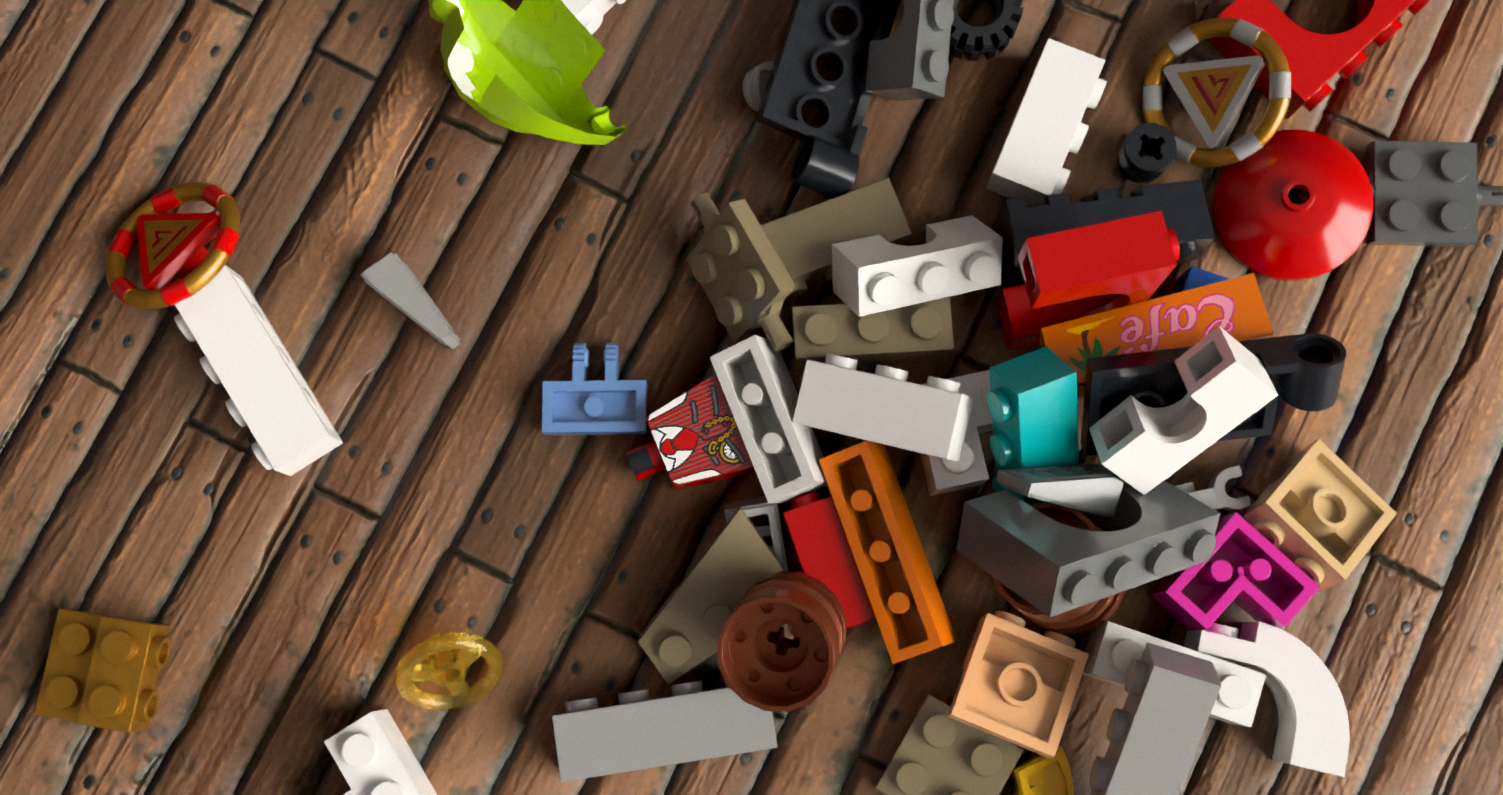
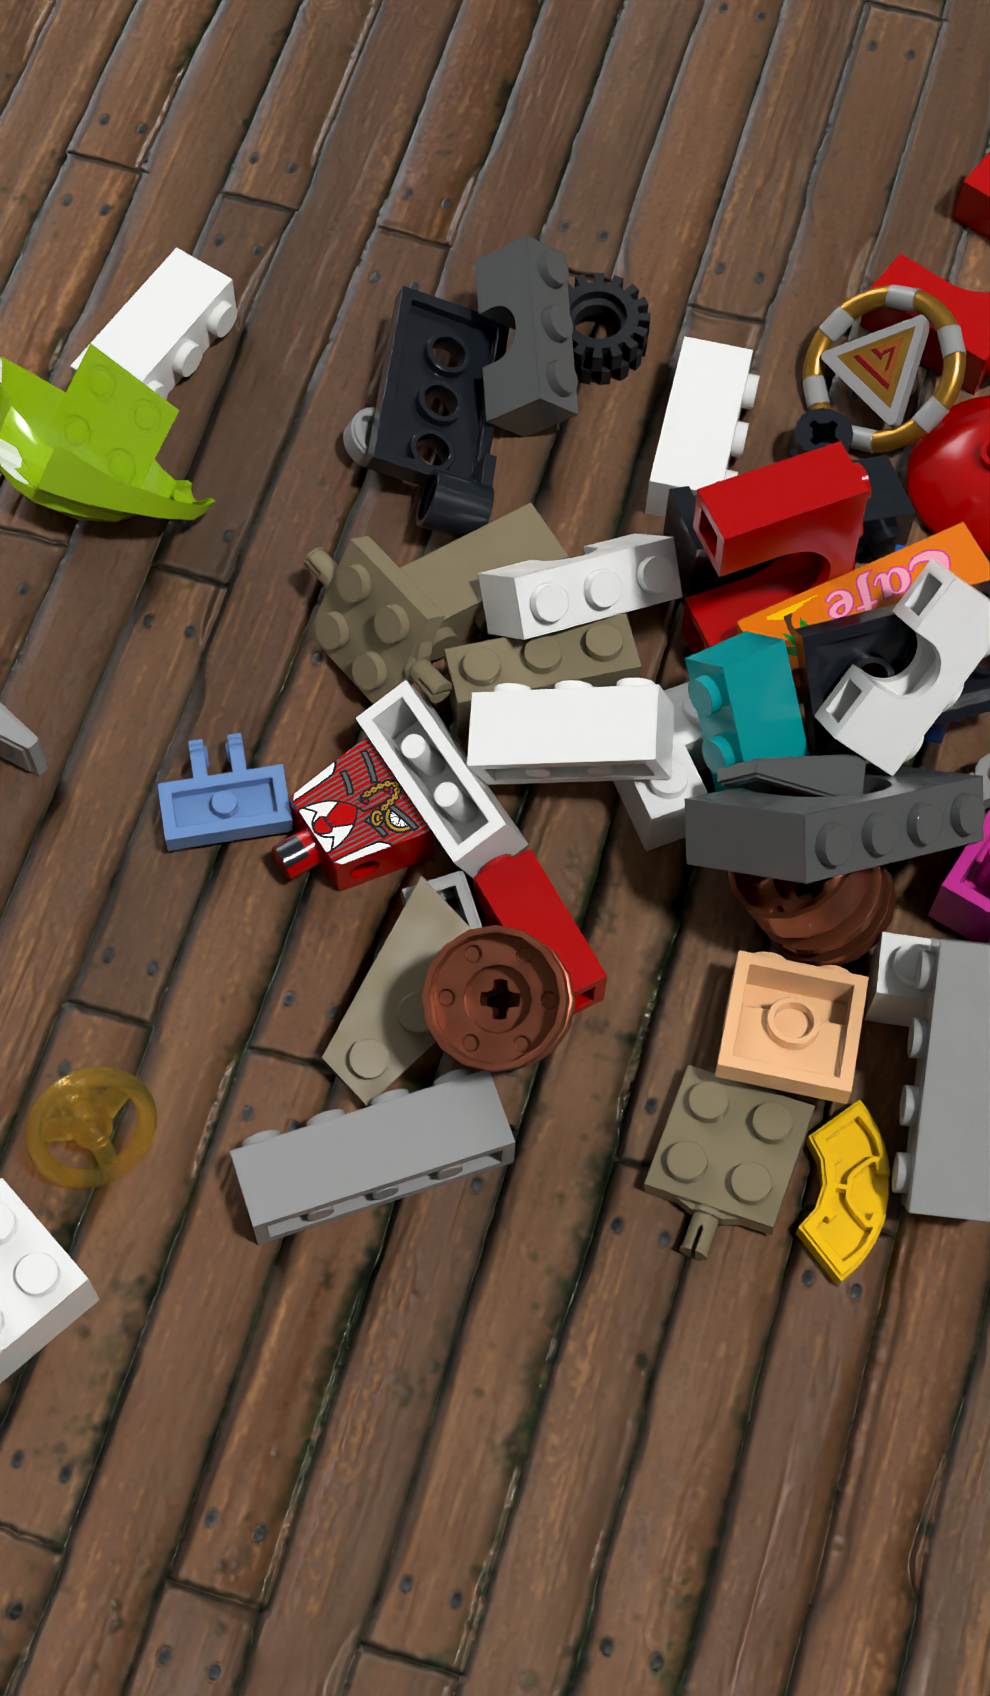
camera: 15 degrees left, 15 degrees down
(887, 550) = (607, 904): orange brick -> none

